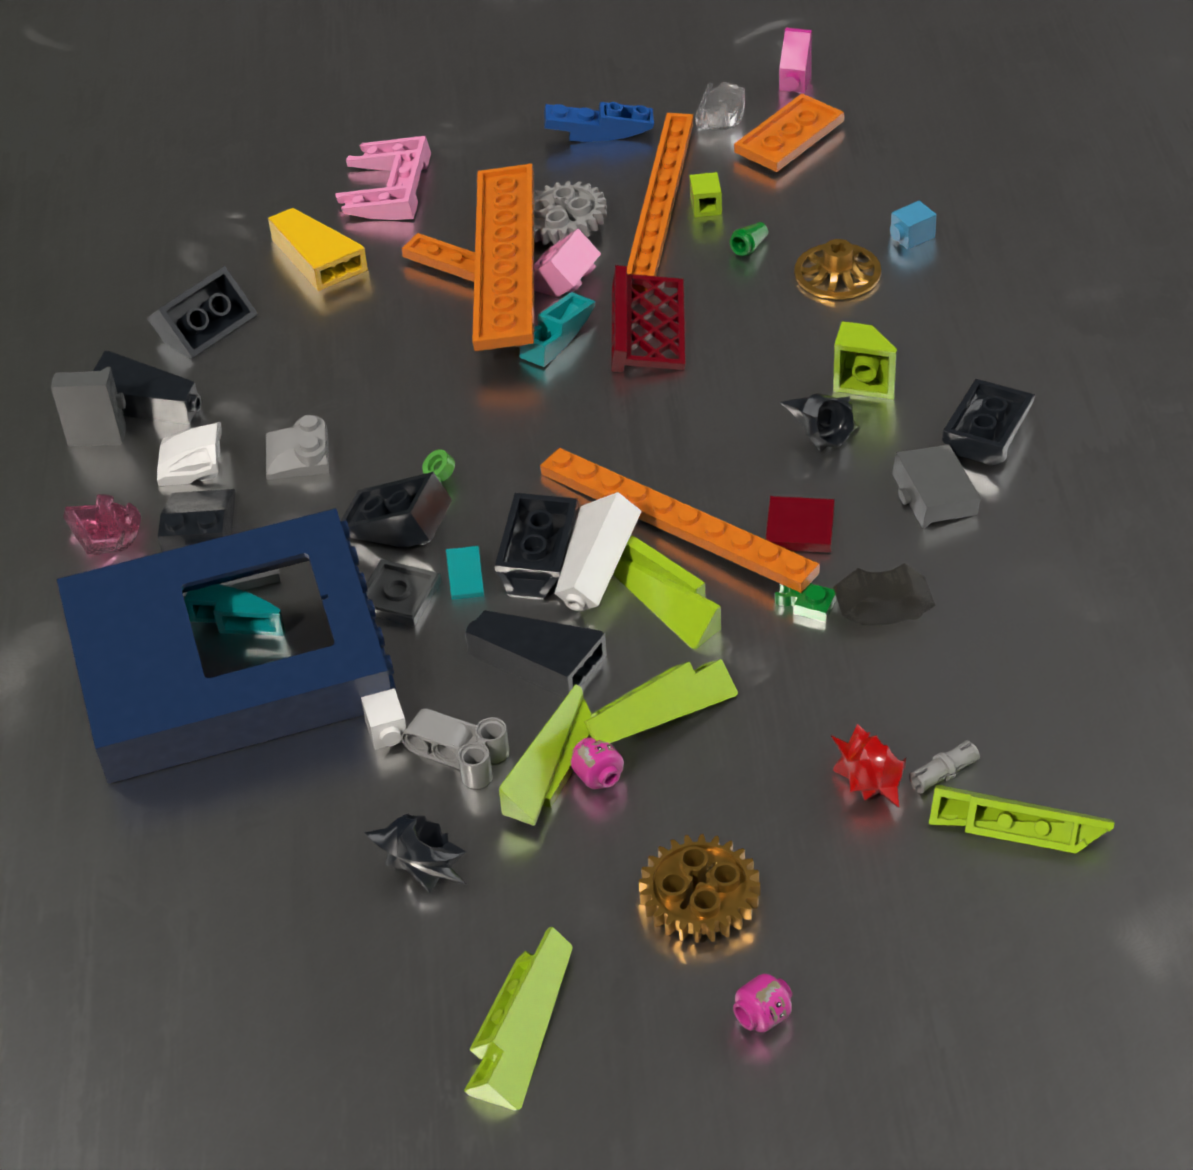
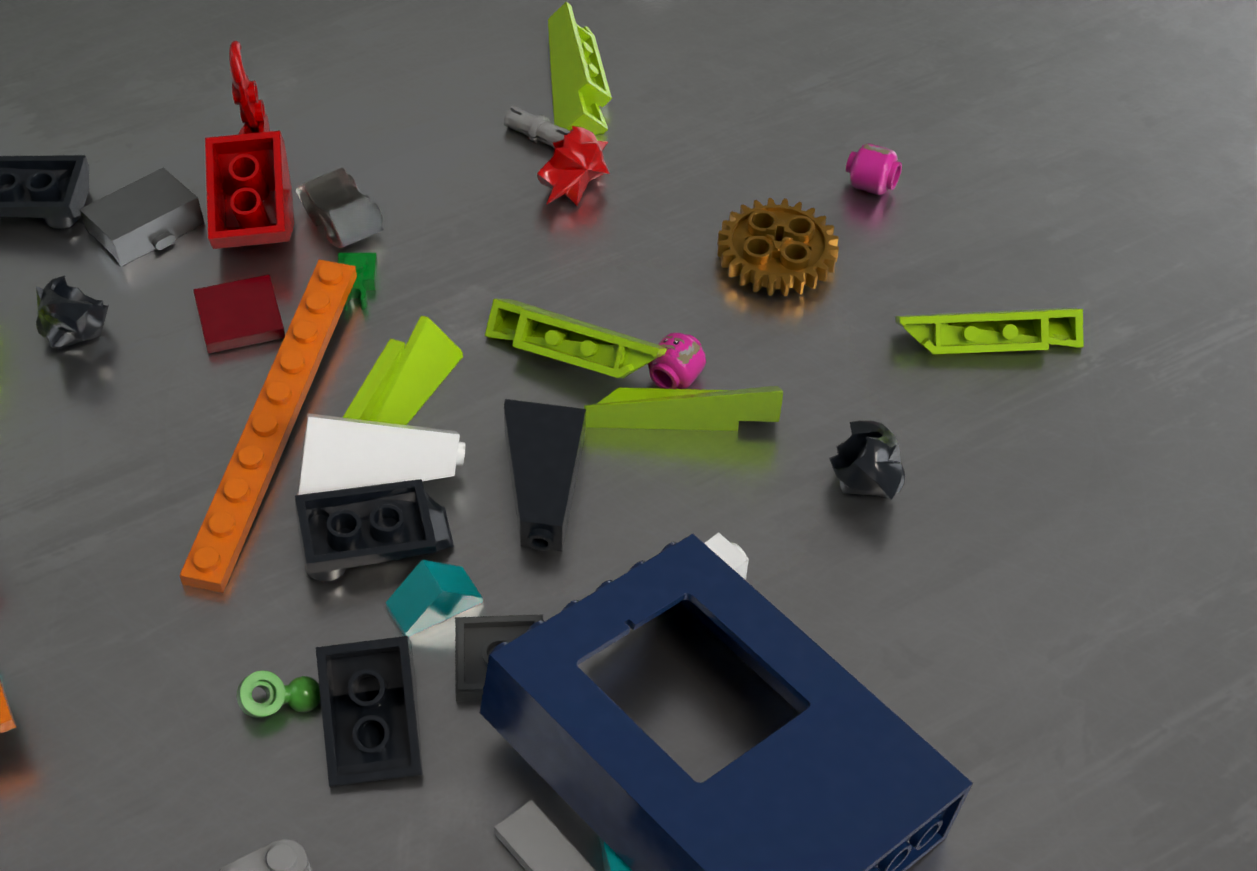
camera: 120 degrees left, 5 degrees up
(459, 744) = (712, 478): light grey piece -> none
(927, 532) = (248, 174): none -> red slope

